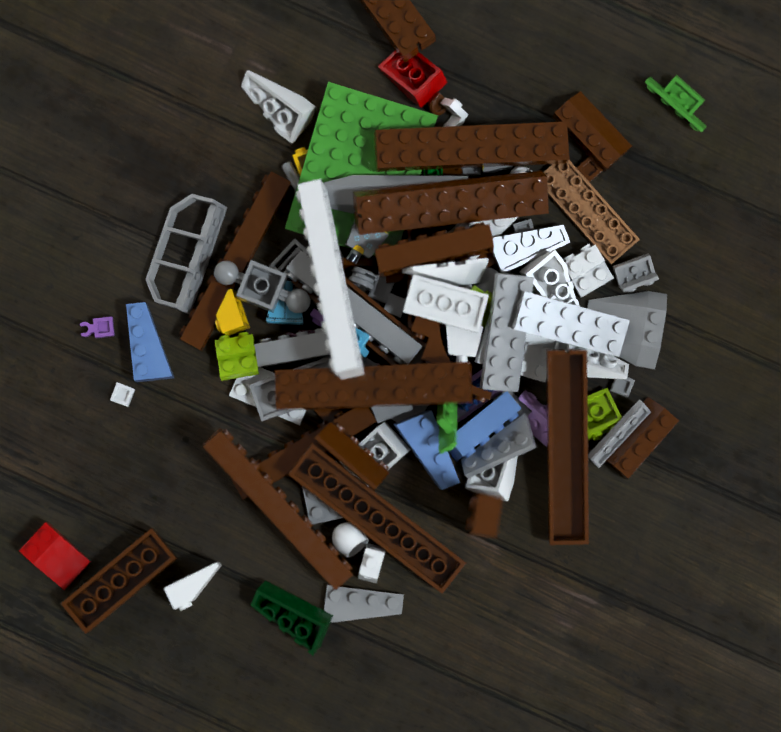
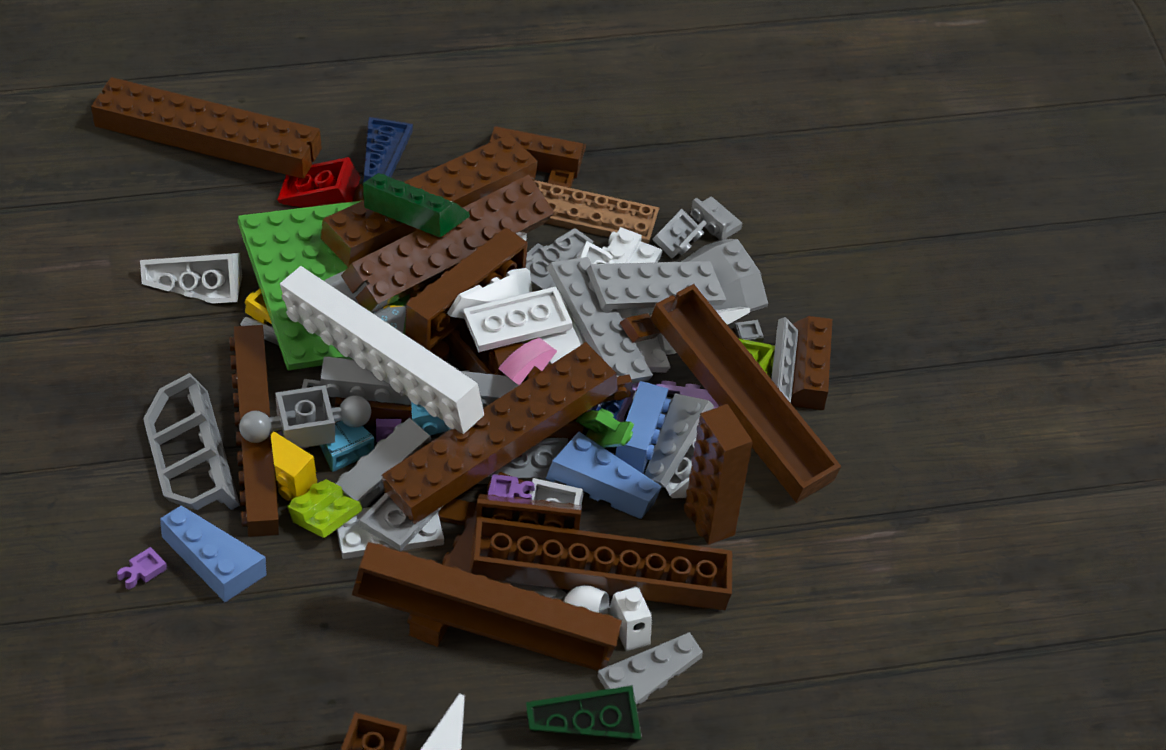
camera: 40 degrees left, 35 degrees down
(122, 394) = (217, 619): white tile -> none
(355, 424) = (508, 487): none -> medium lavender plate
(386, 413) = (533, 462): light grey tile -> none
(424, 346) = (522, 361): none -> bright pink slope
(438, 166) = (412, 205): none -> dark green slope
(482, 66) = (385, 146): none -> dark blue wing
(533, 351) = (639, 328): none -> reddish brown tile
(674, 272) = (718, 219): none -> light grey bracket
(681, 98) = (599, 84): bright green bracket -> none

